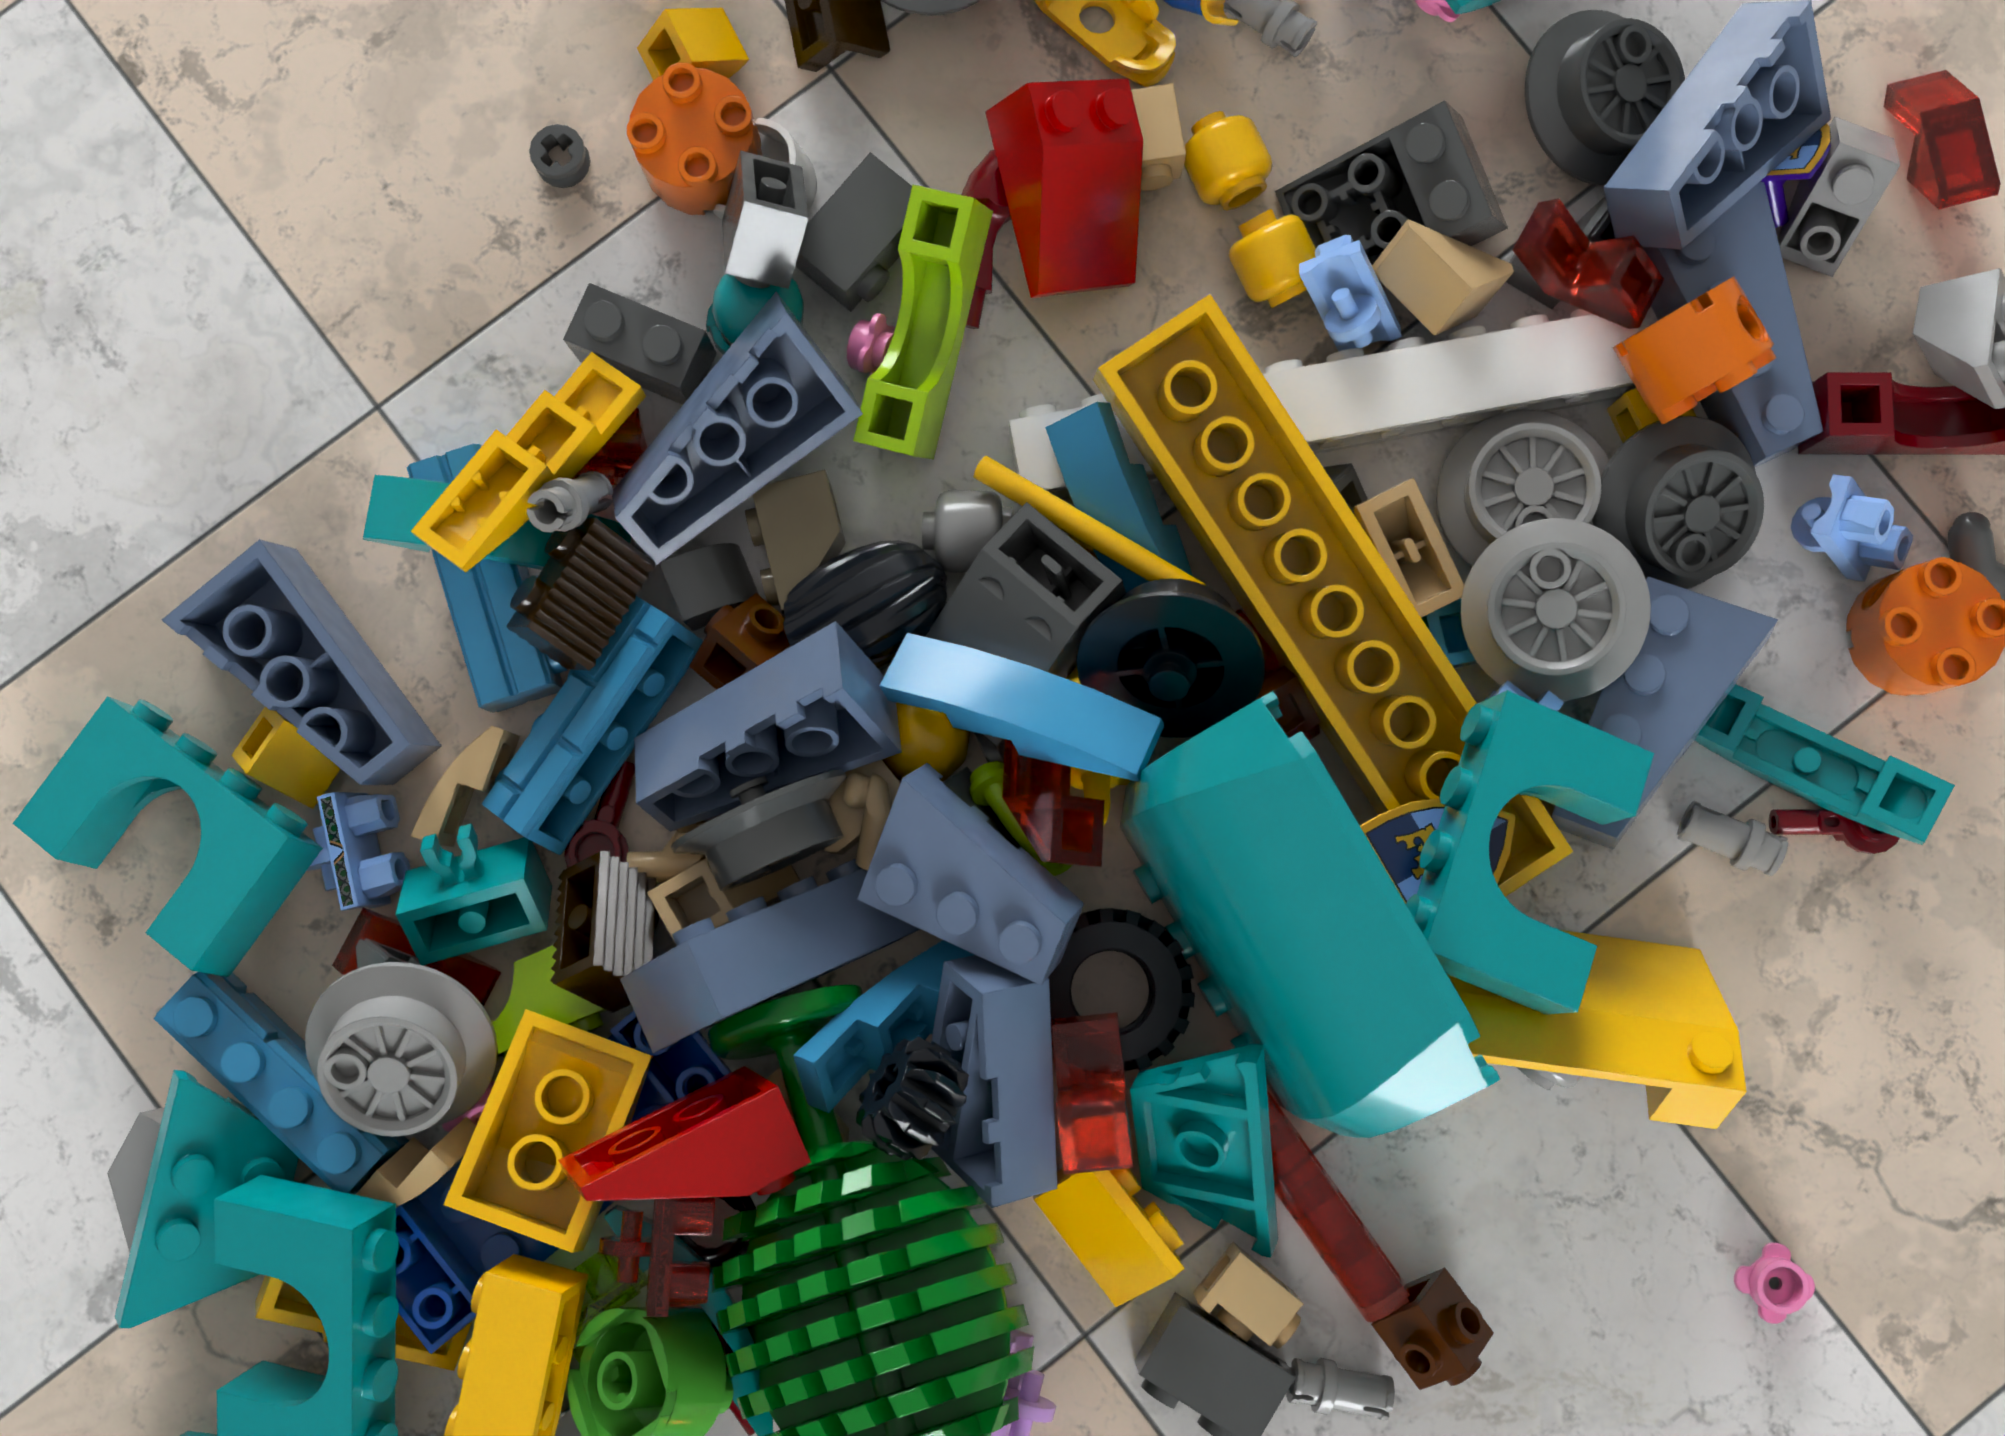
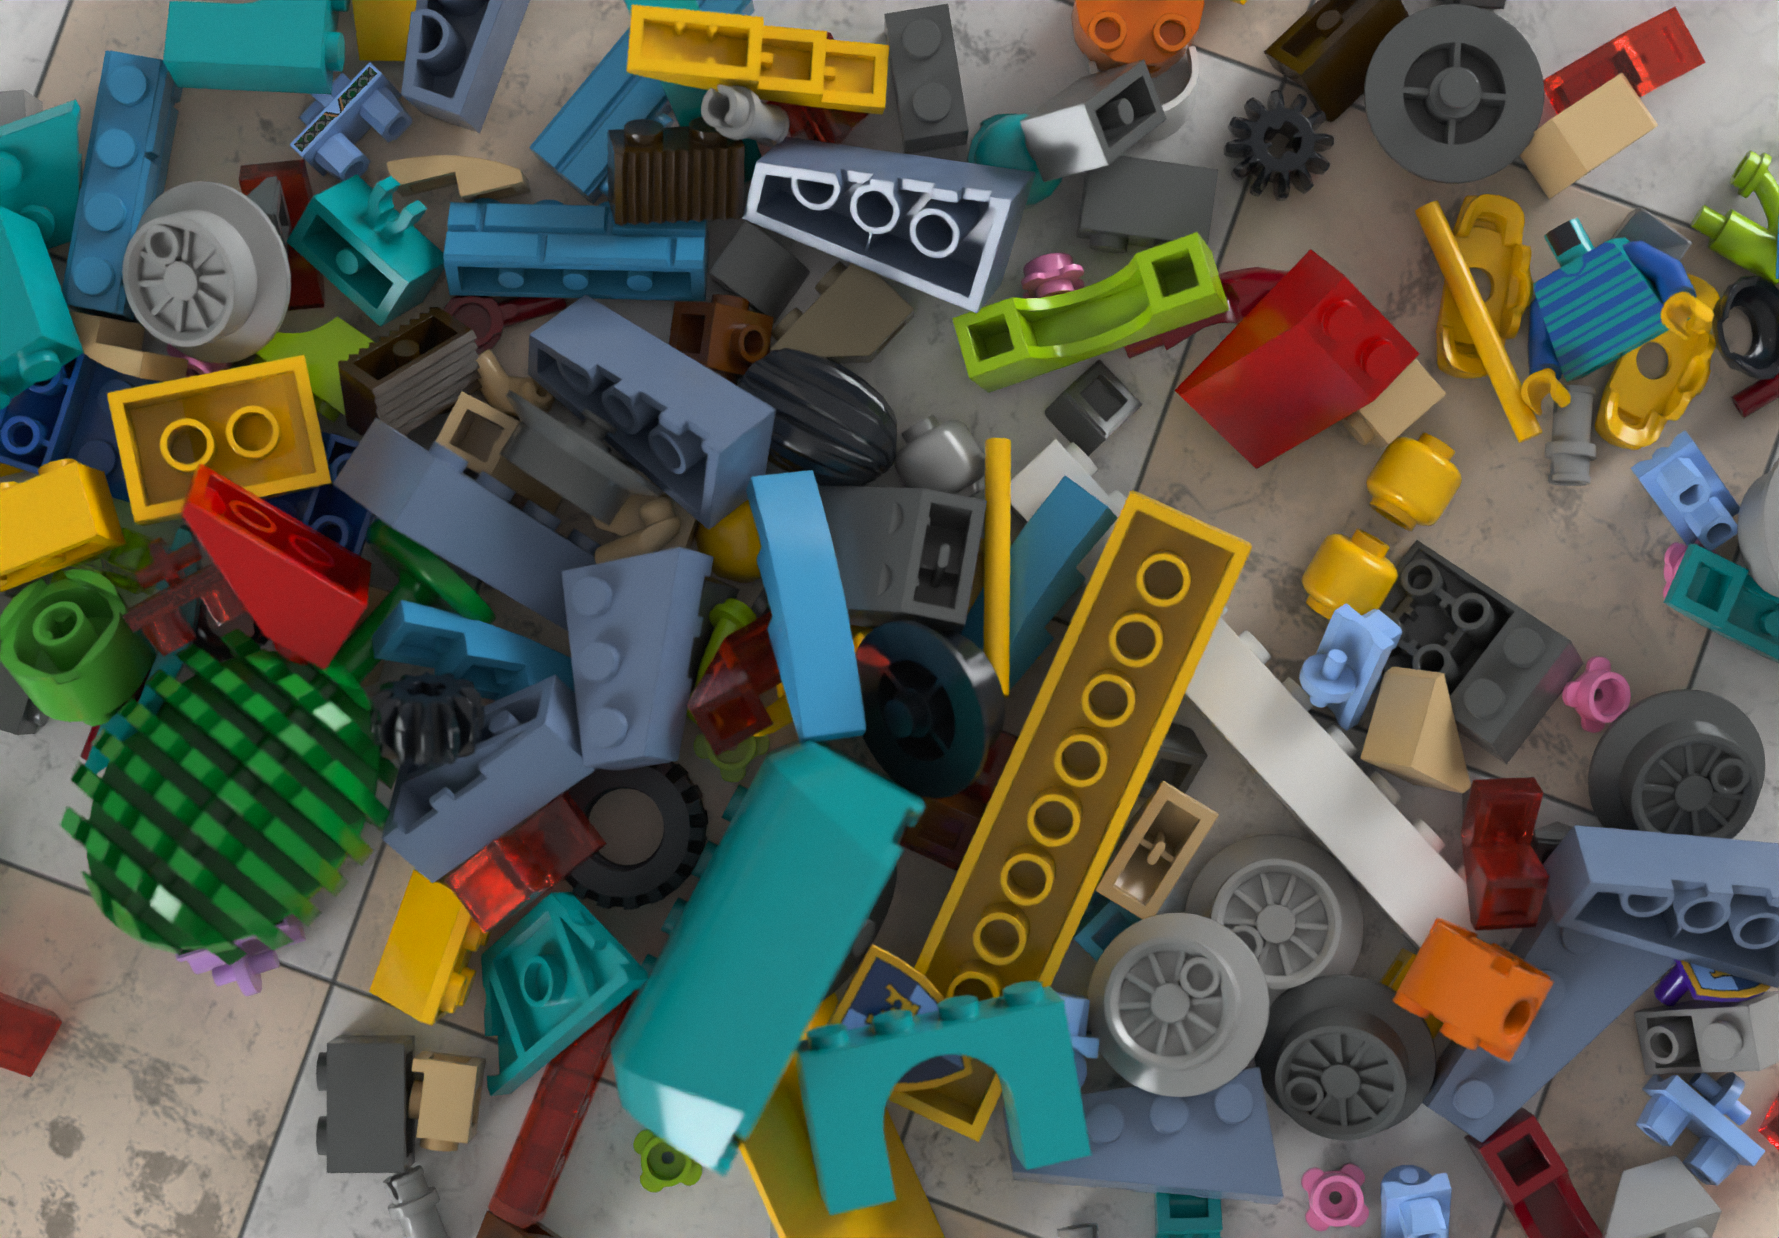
camera: 60 degrees right, 5 degrees up
(878, 77) = (1265, 124): none -> black gear
(1000, 383) = (1092, 408): none -> dark grey slope
(1113, 866) = (732, 763): none -> lime plate
(1129, 27) = (1477, 320): none -> yellow bar
(1425, 1152) = (656, 1172): none -> lime plate
(1495, 121) = (1611, 694): none -> bright pink plate
(1805, 585) = (1348, 1210): none -> bright pink plate
(1902, 240) = (1679, 1106): none -> light blue hips

